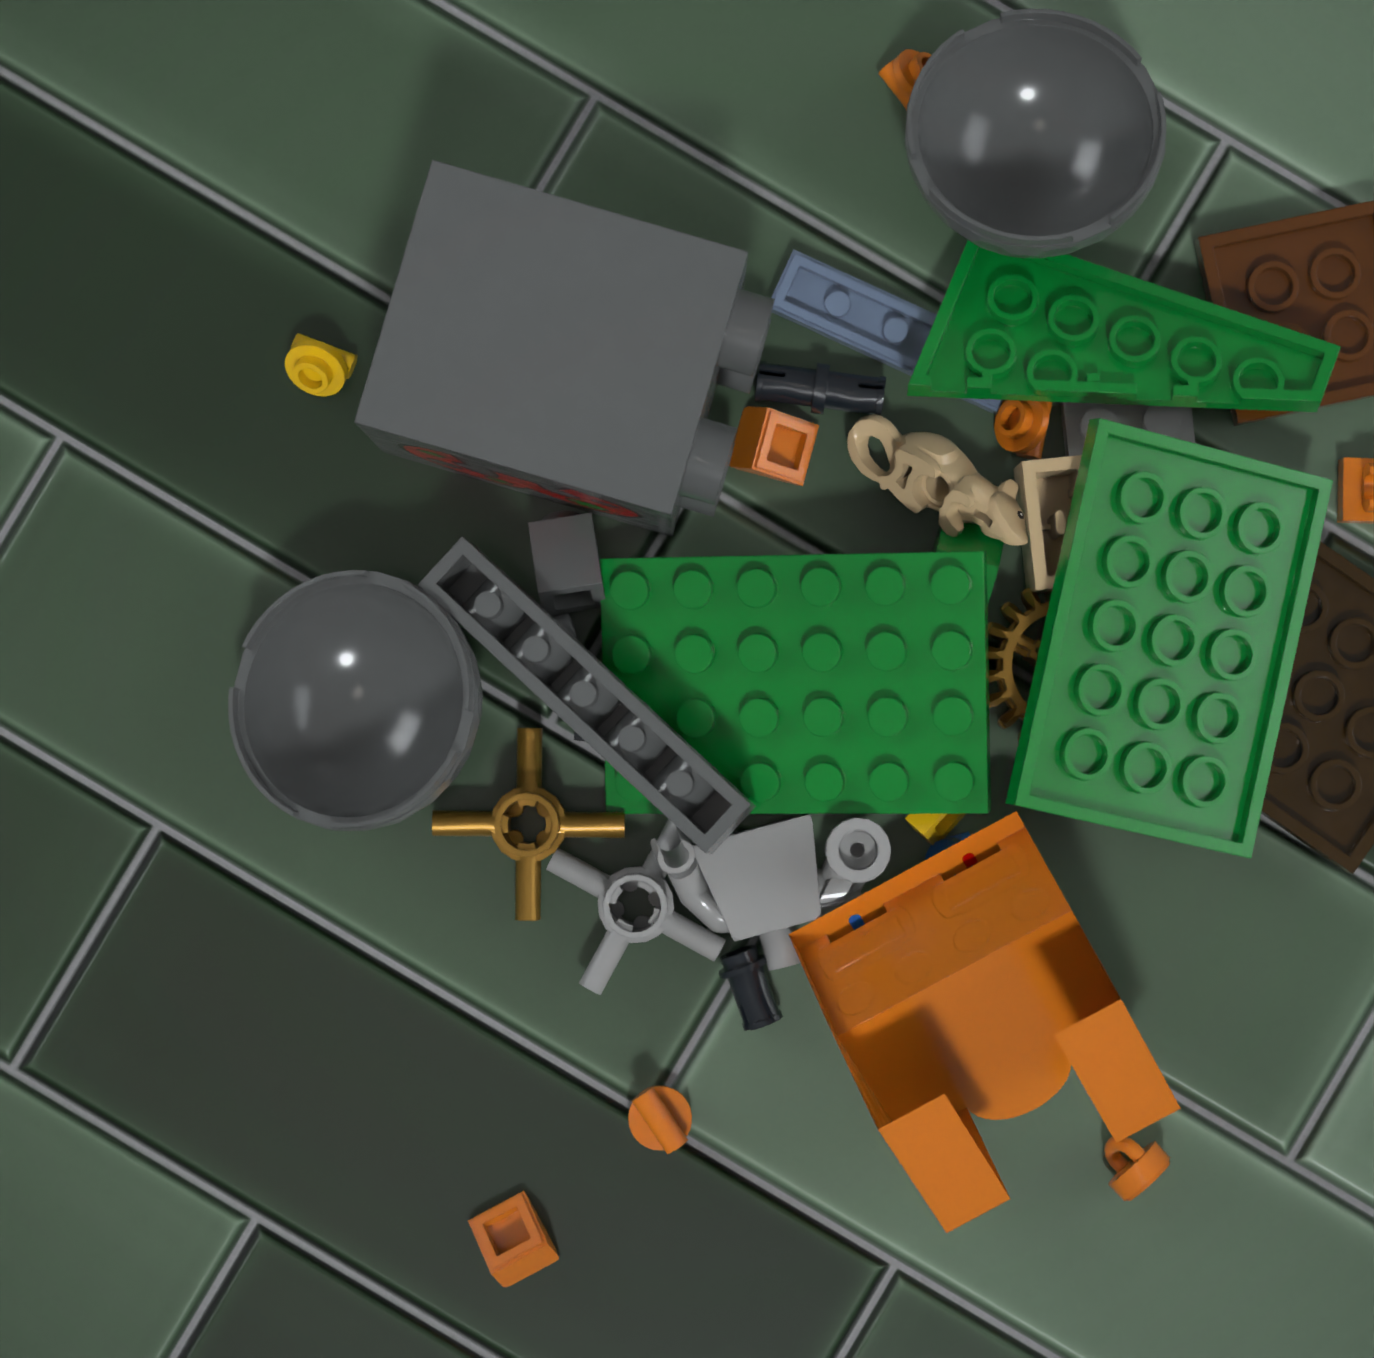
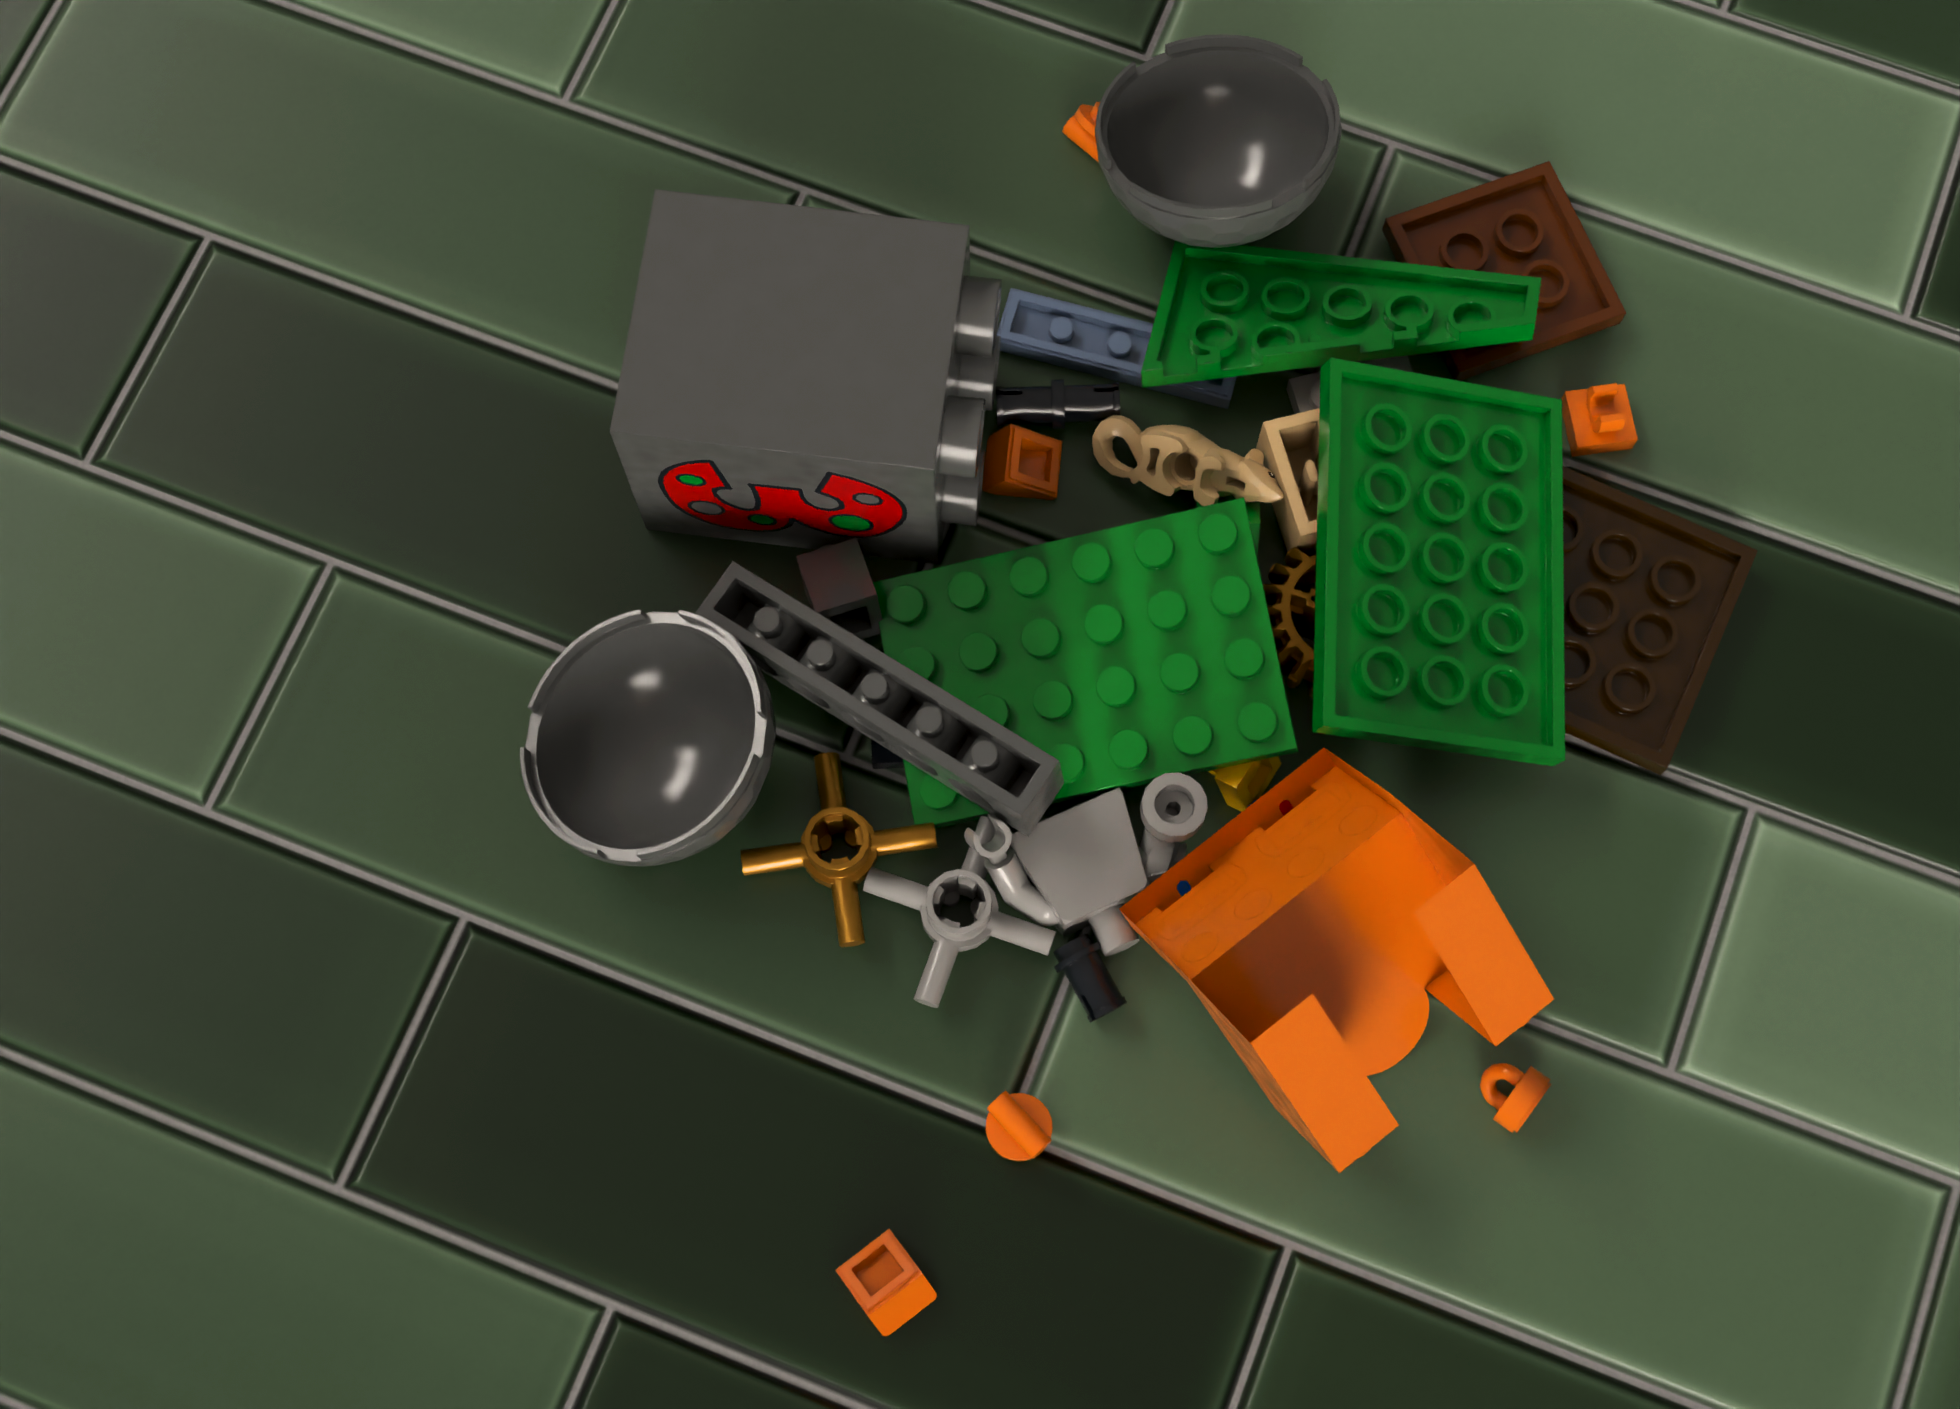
camera: 10 degrees left, 15 degrees down
(318, 366) = (574, 455): yellow plate -> none
(1023, 427) = (1253, 403): orange plate -> none

